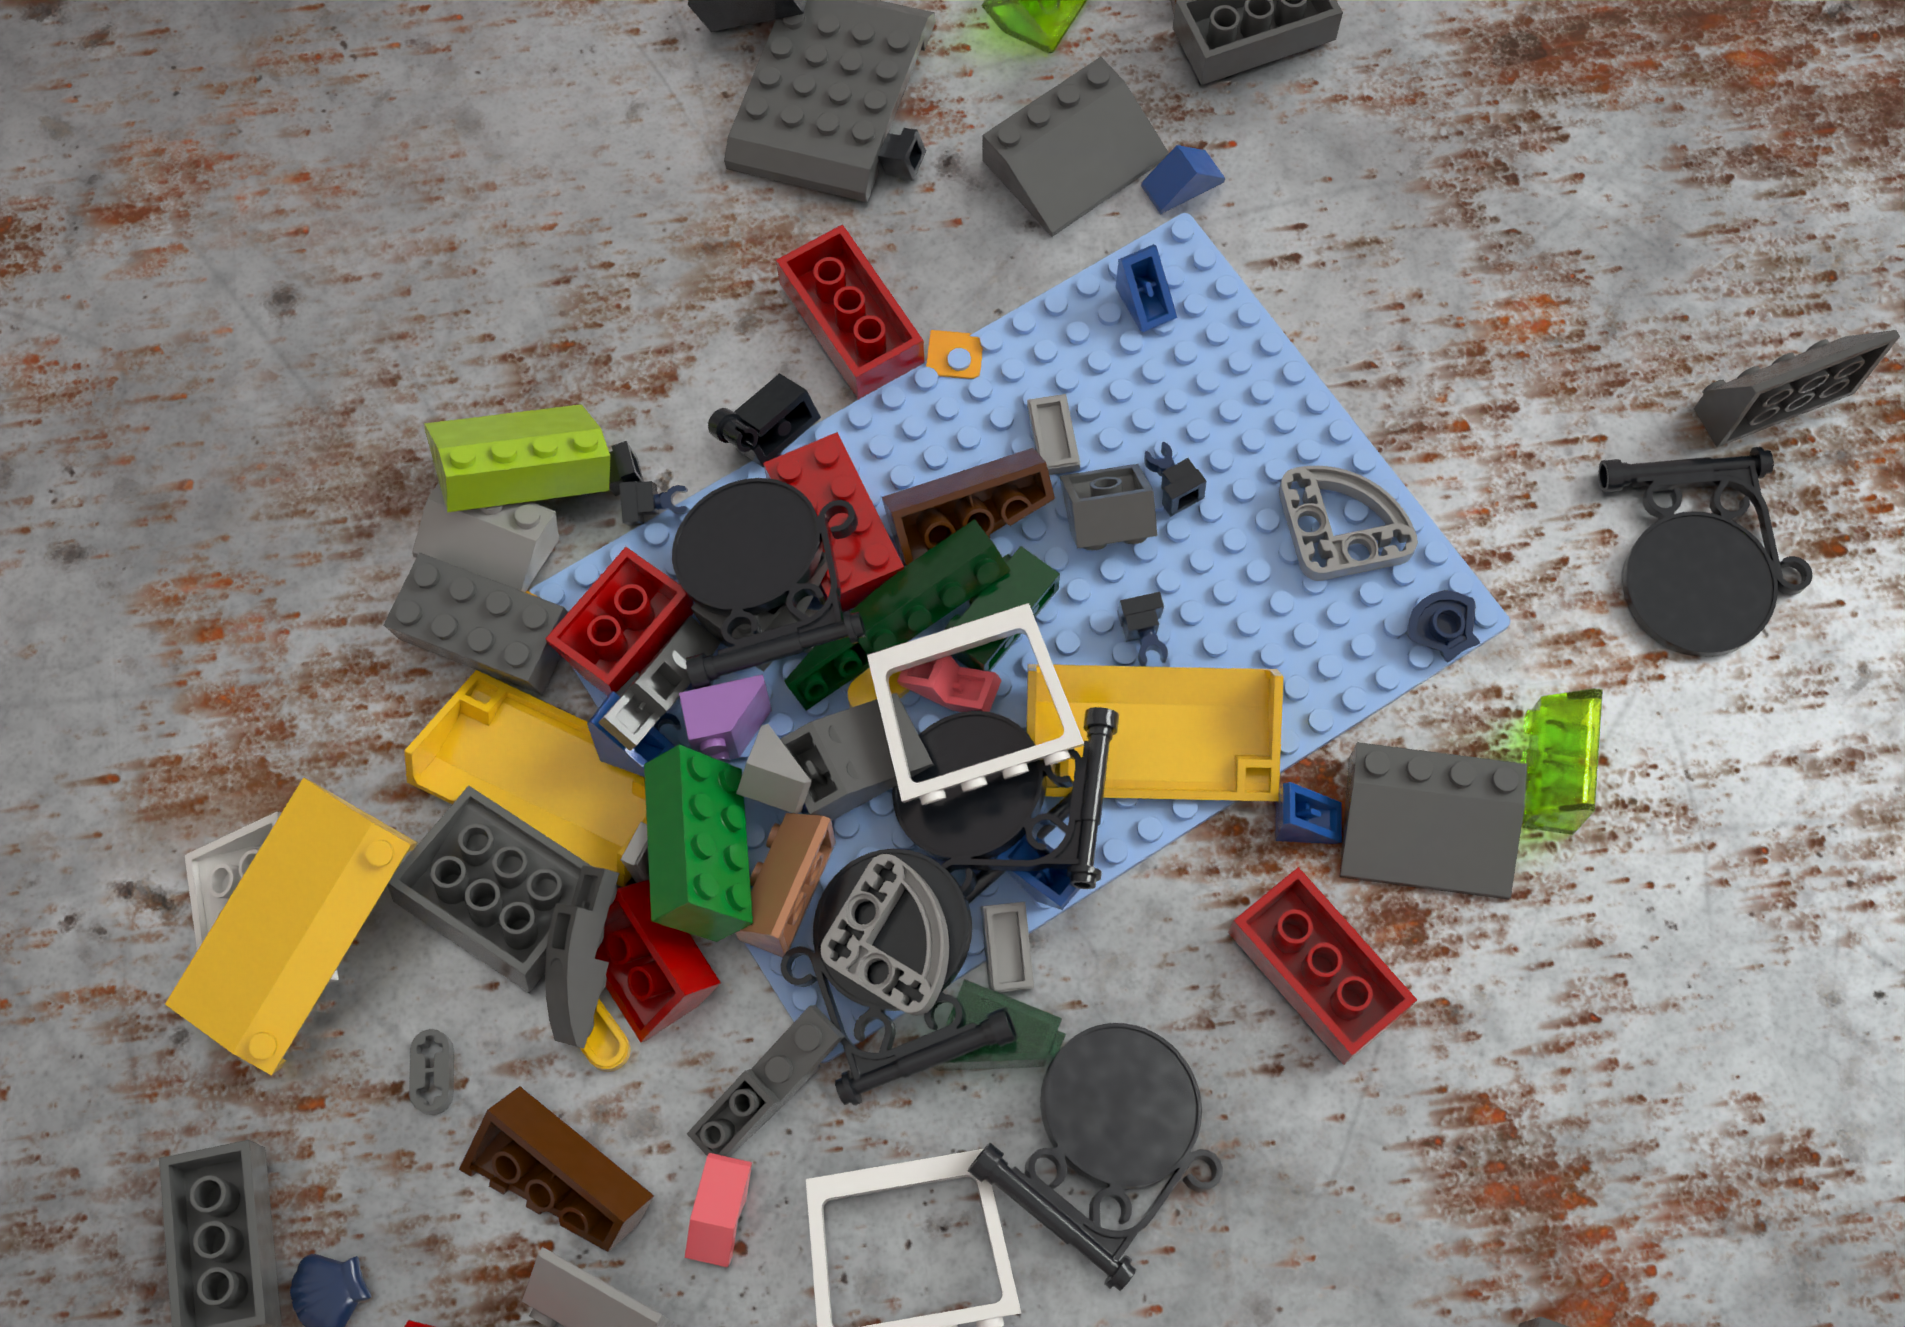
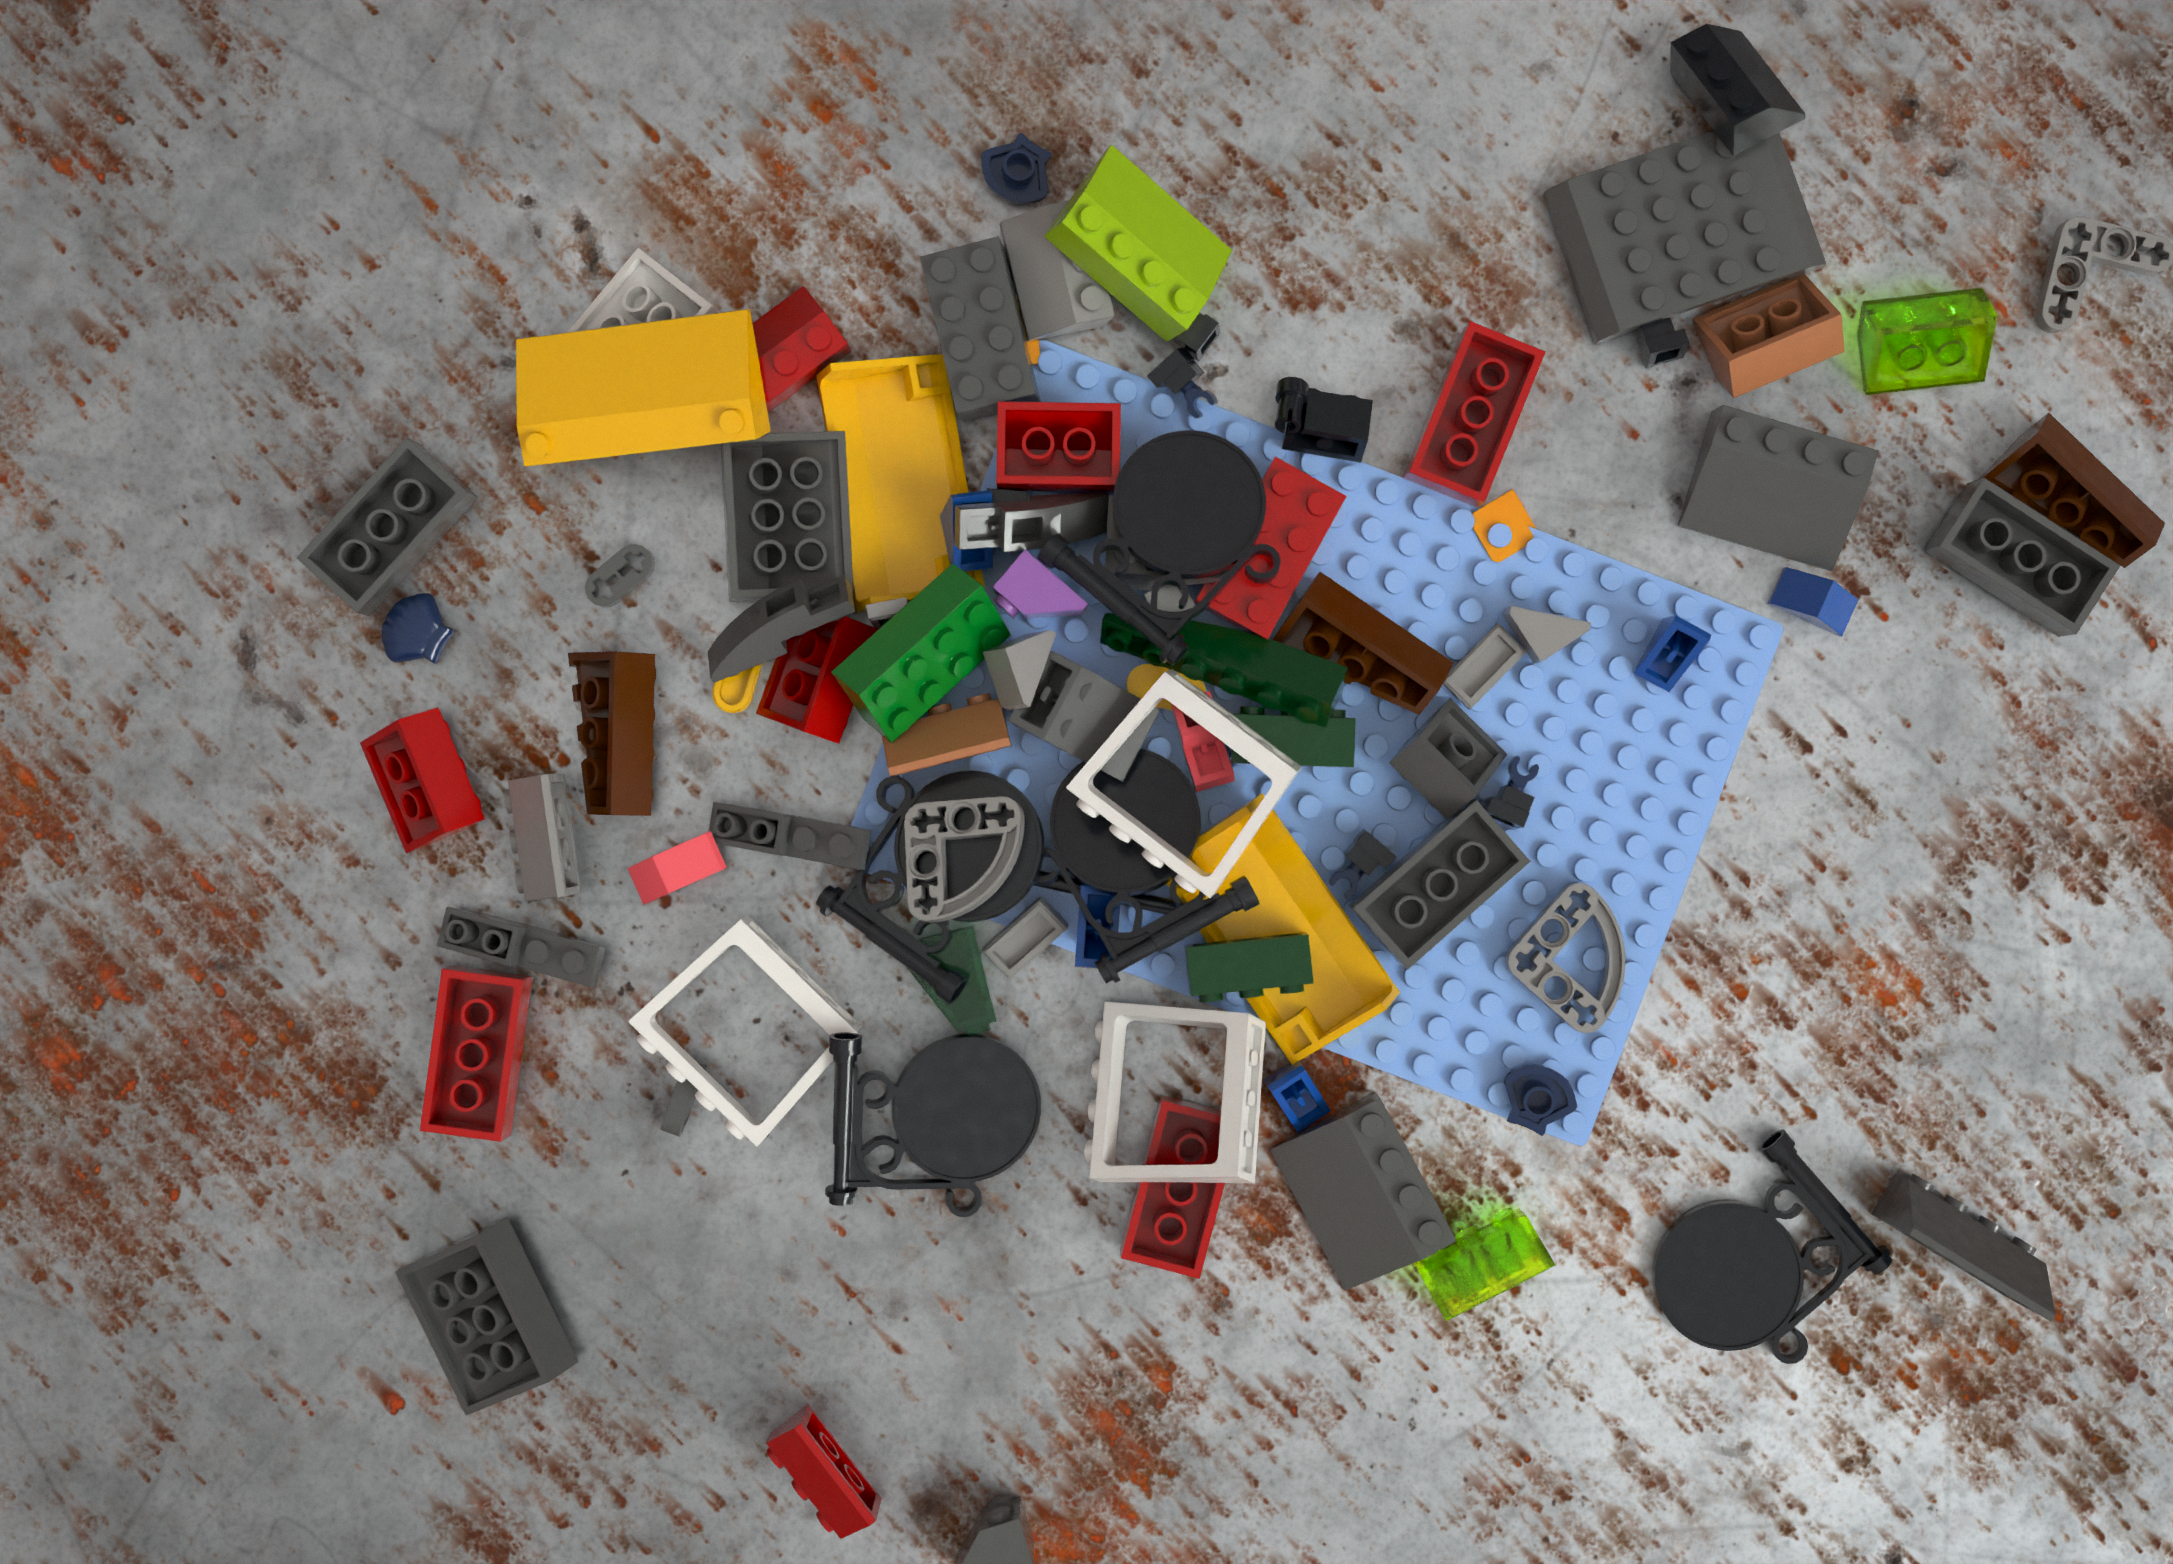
camera: 50 degrees right, 20 degrees up
(371, 774) = (795, 345): none -> red slope
(385, 517) = (1017, 171): none -> dark blue animal
(957, 80) = (1770, 334): none -> nougat slope
(1056, 370) = (1542, 632): none -> light grey slope
(1166, 771) = (1249, 966): none -> dark green brick
(1206, 576) = (1439, 883): none -> dark grey brick
(1329, 884) = (1239, 1098): none -> white windscreen

